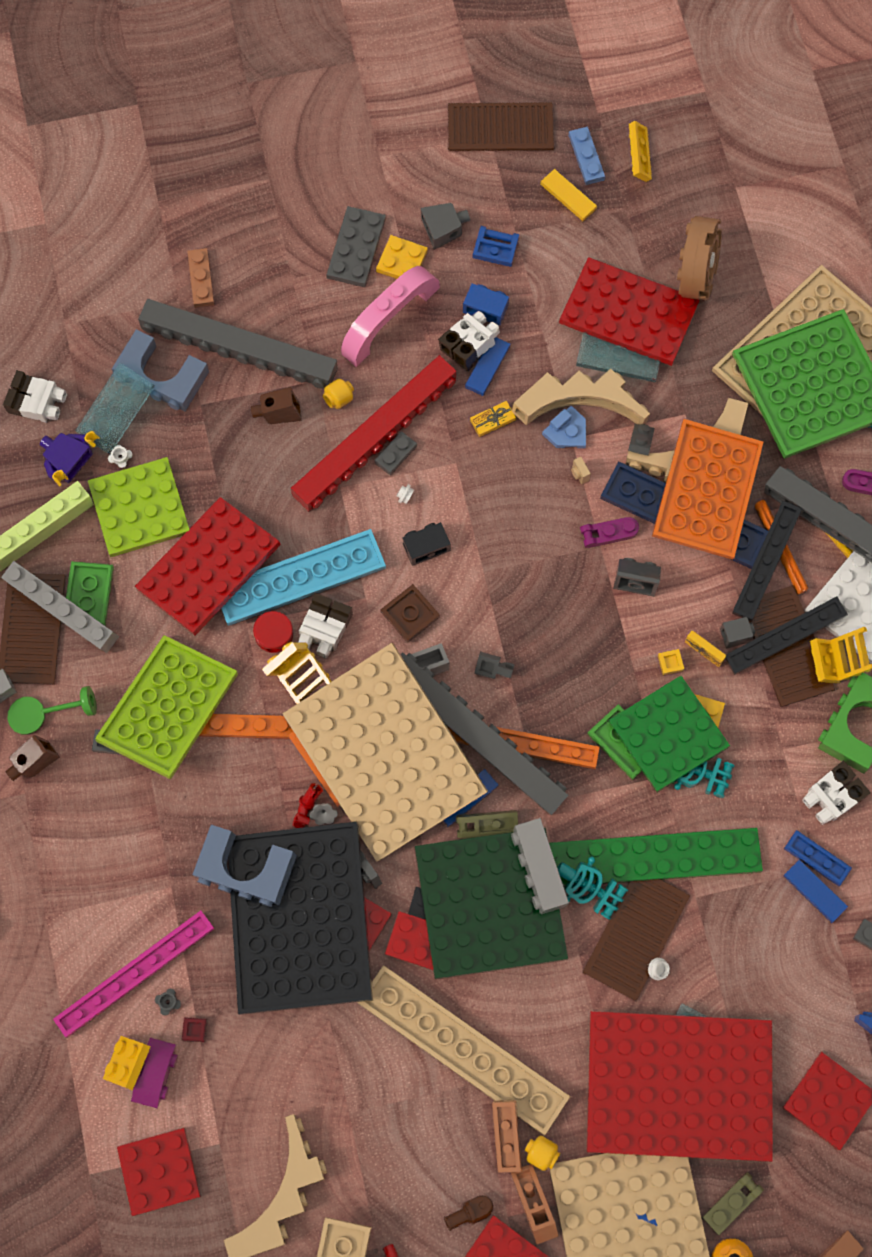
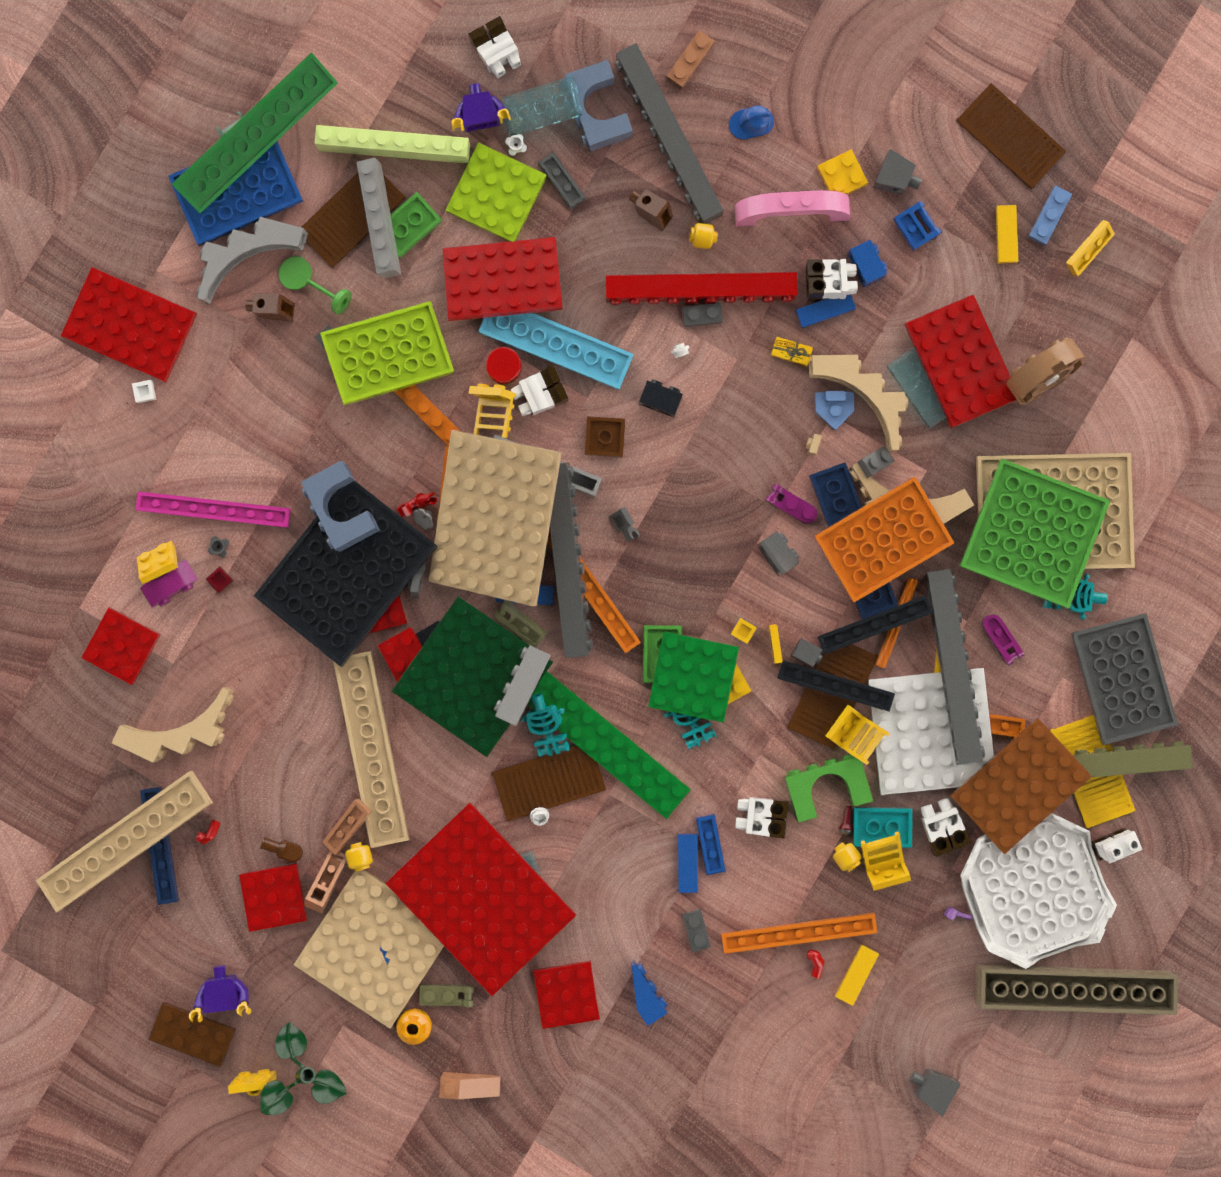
camera: 50 degrees right, 15 degrees up
(184, 451) = (562, 180): none -> dark grey tile
(293, 282) = (751, 122): none -> blue piece
(356, 246) = (820, 135): dark grey plate -> none

